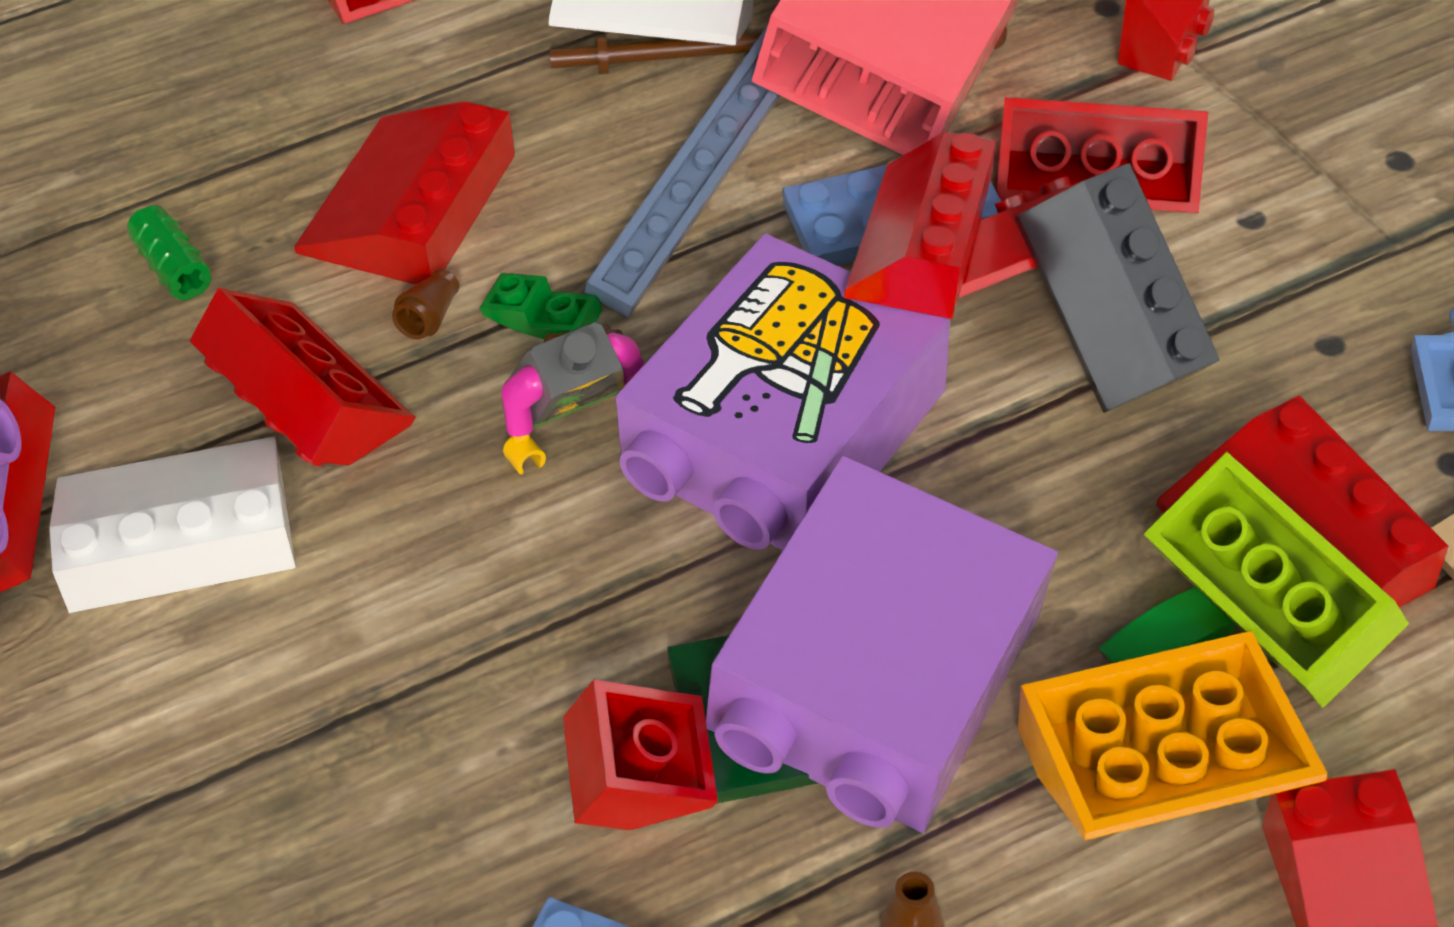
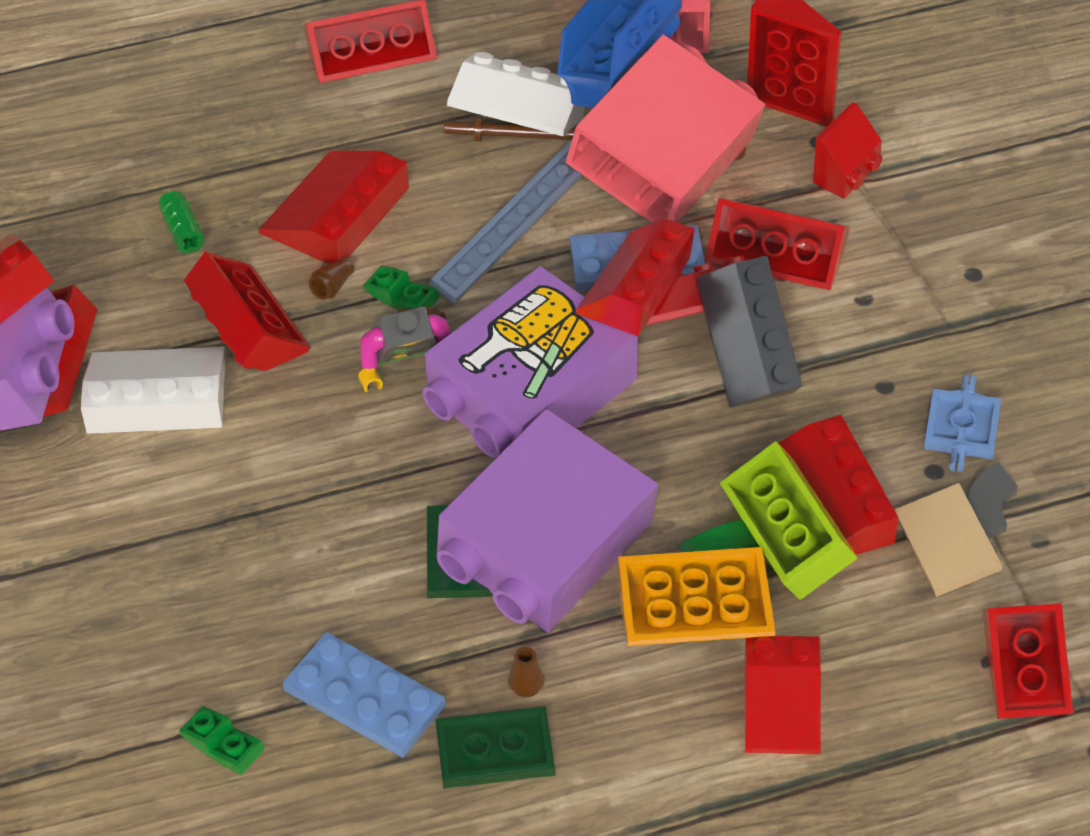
camera: 10 degrees right, 0 degrees up
(637, 756) = (393, 563): red slope -> none

